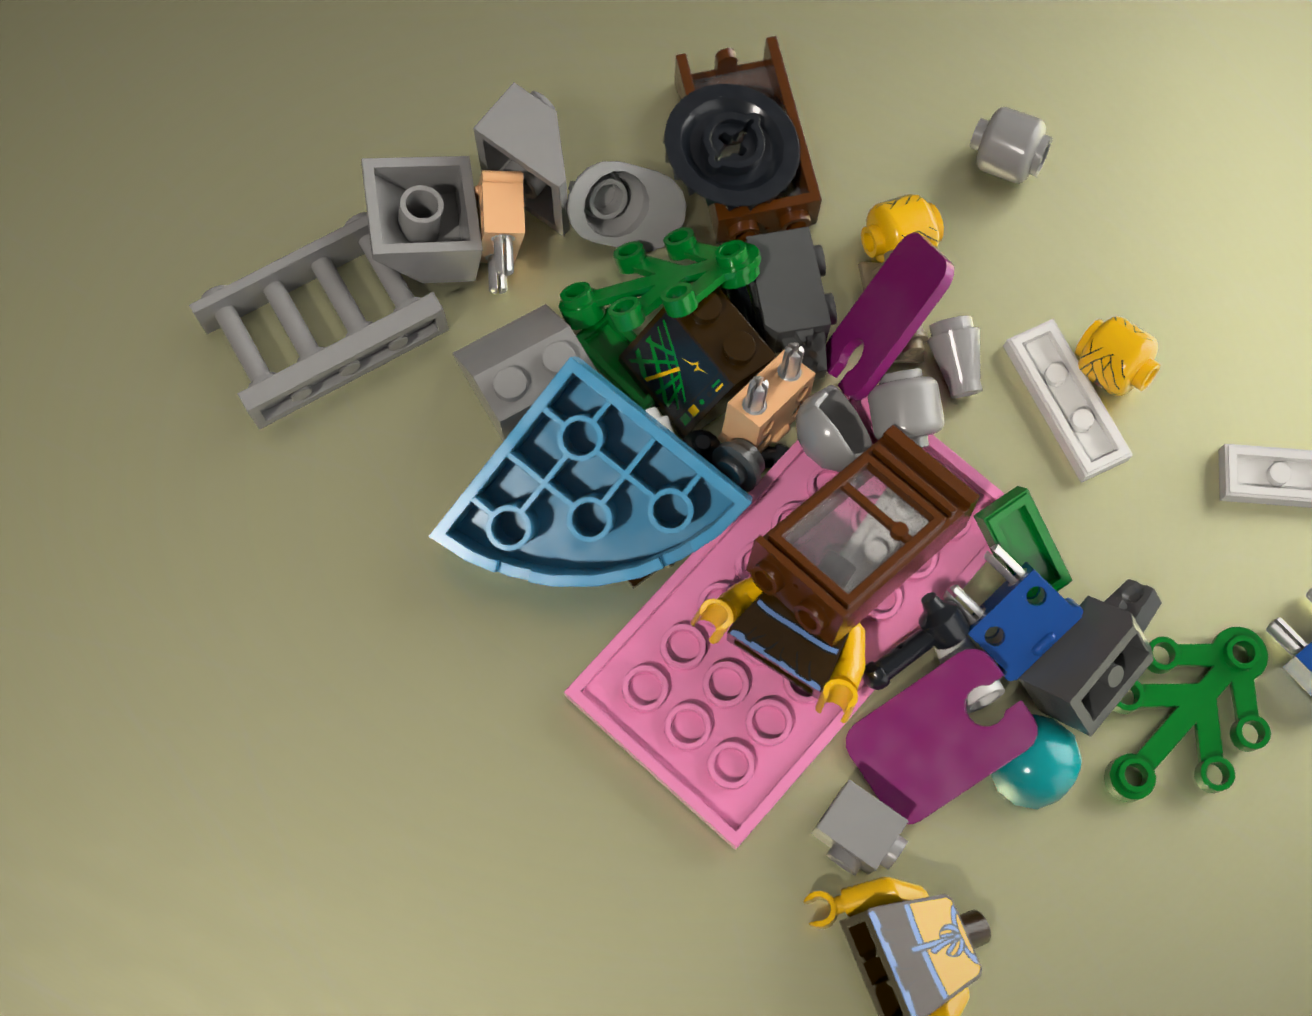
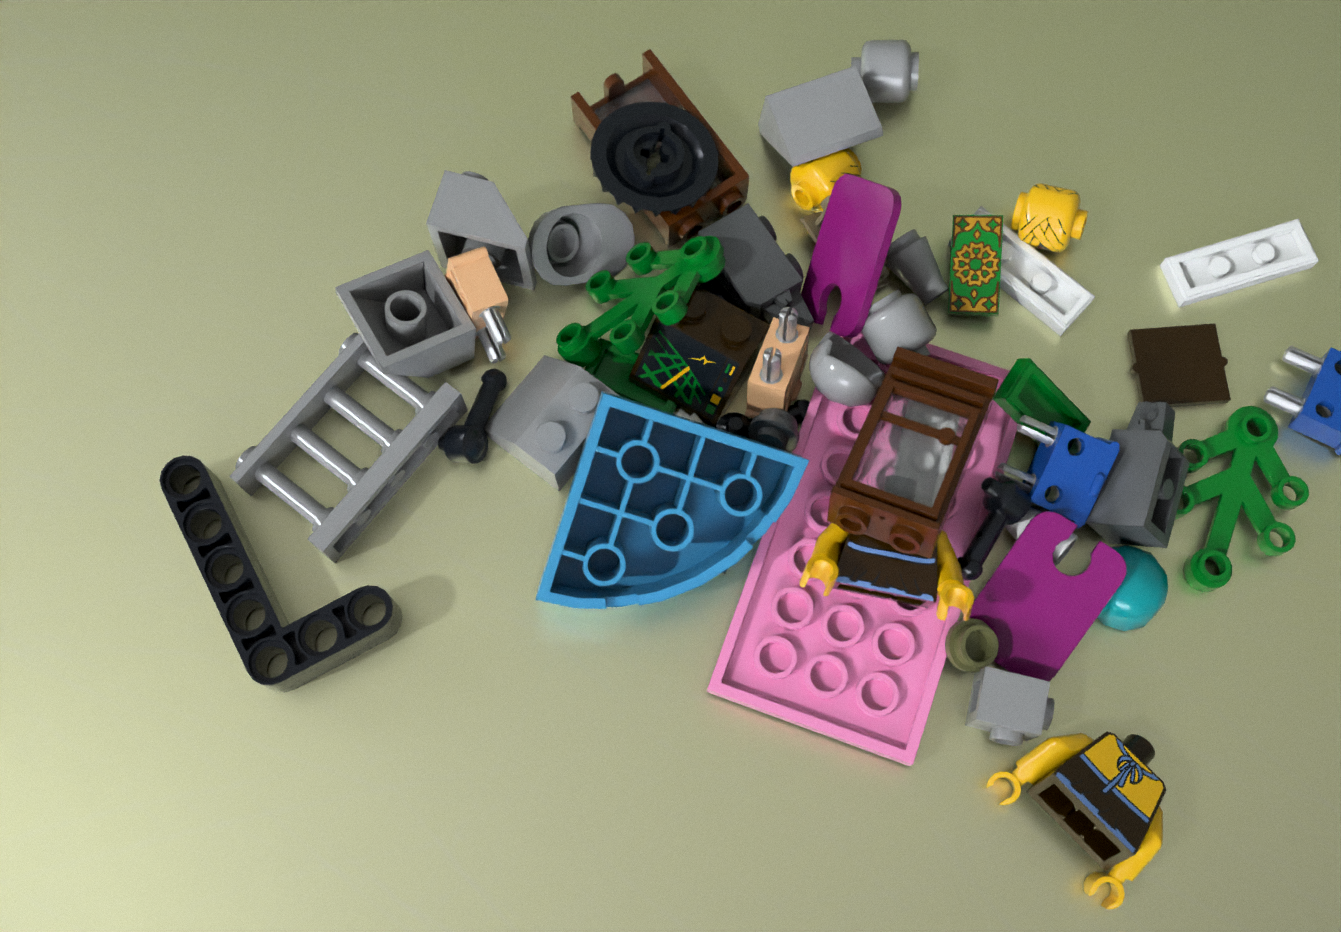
camera: 20 degrees left, 0 degrees up
(170, 425) = (253, 590): none -> black beam
(435, 360) = (469, 441): none -> black piece
(846, 754) = (971, 645): none -> olive plate
(919, 166) = (819, 117): none -> light grey slope
(1019, 376) = (975, 265): none -> tile
(1193, 559) = (1179, 365): none -> dark brown piece

